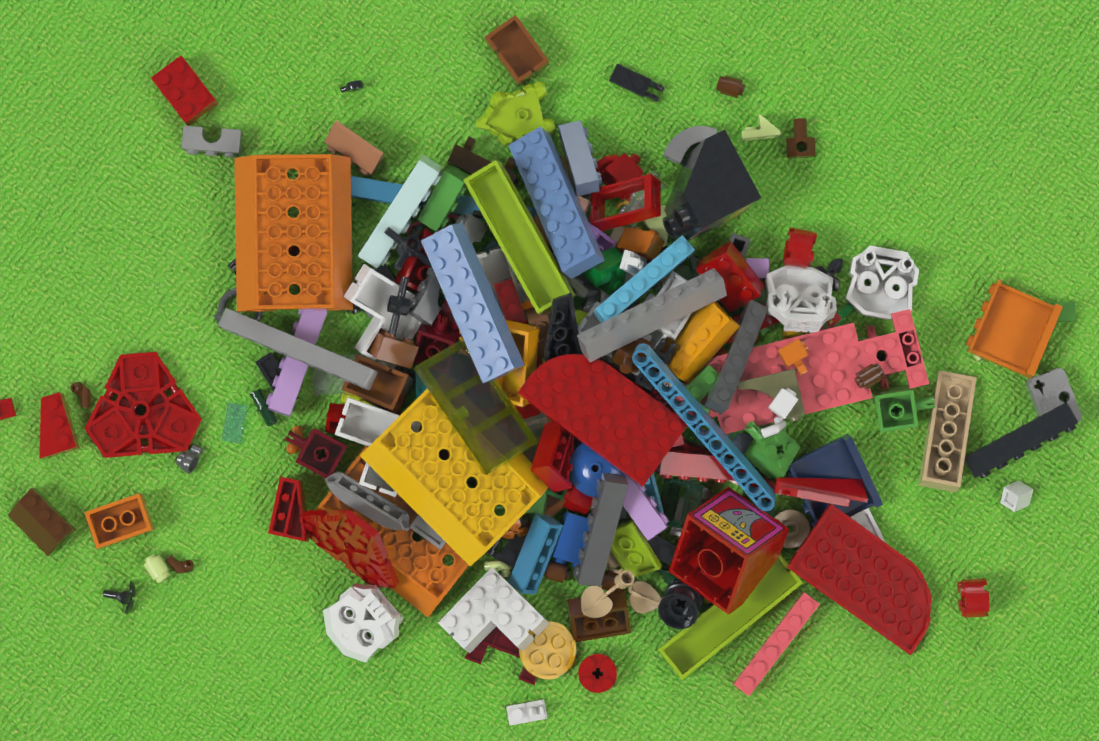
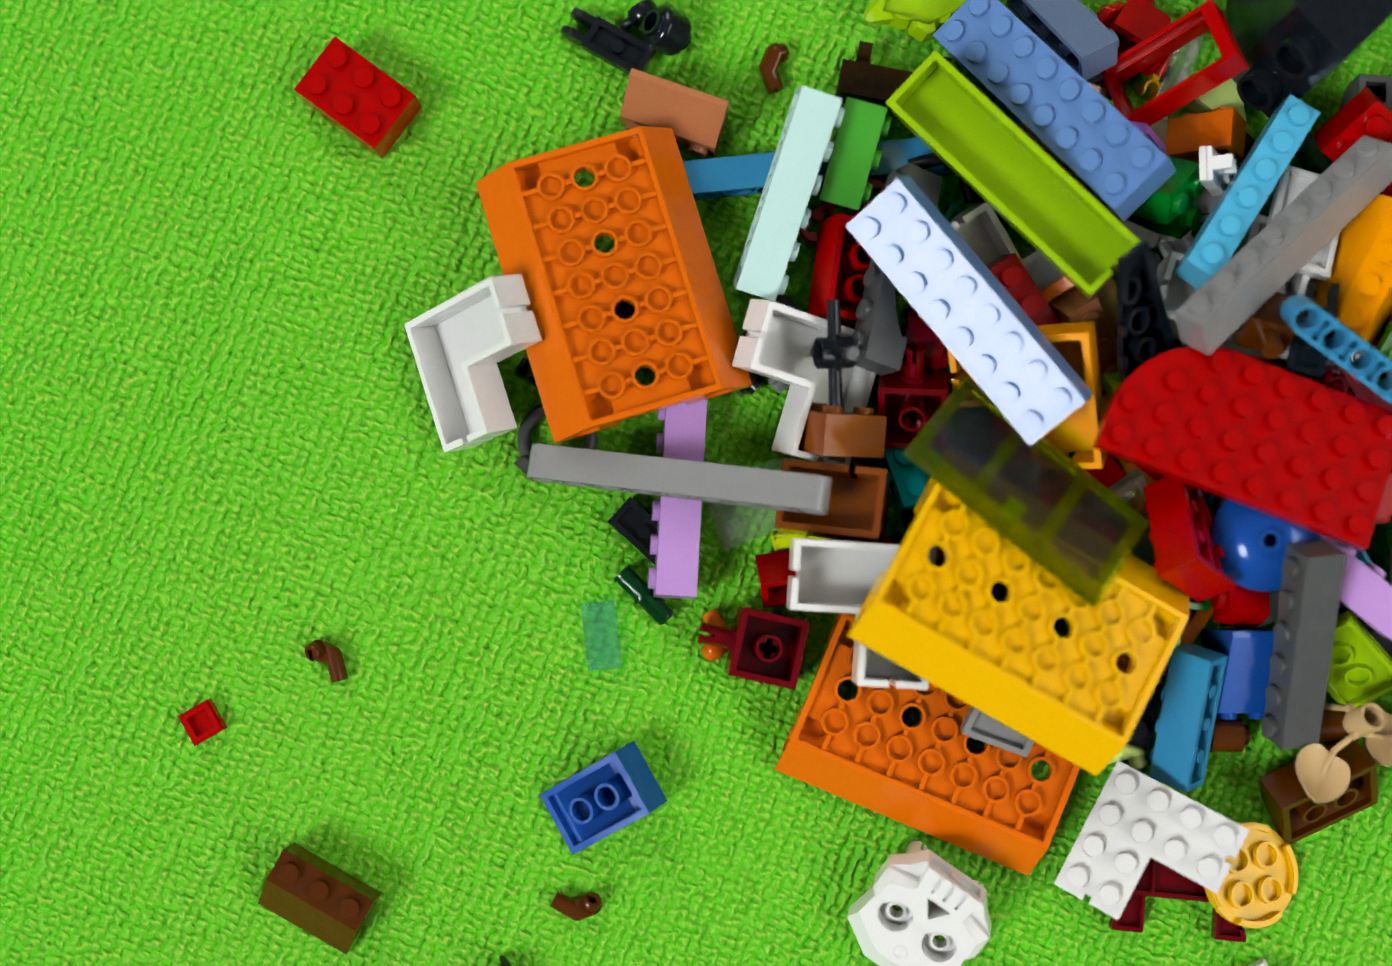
camera: 15 degrees left, 0 degrees up
(56, 427) = (298, 729): red wedge -> none
(119, 521) = (452, 862): orange brick -> none
(156, 568) = (539, 923): yellowish green brick -> none
(168, 421) = (487, 667): red plate -> none
(189, 460) = (543, 721): dark grey piece -> none
(198, 251) = (459, 356): none -> white piece
(210, 510) = (603, 798): none -> blue slope
(228, 144) = (457, 169): light grey arch -> none
(287, 510) = (740, 762): red wedge -> none
(332, 99) = (609, 43): none -> black hinge
(352, 542) = (874, 789): red plate -> none
(364, 100) = (666, 30): none -> black head
(368, 502) = (877, 711): light grey brick -> none
(408, 246) = (821, 248): black bar -> none
(417, 133) = (769, 65): none -> reddish brown arm
(588, 680) = (1365, 889): red brick -> none

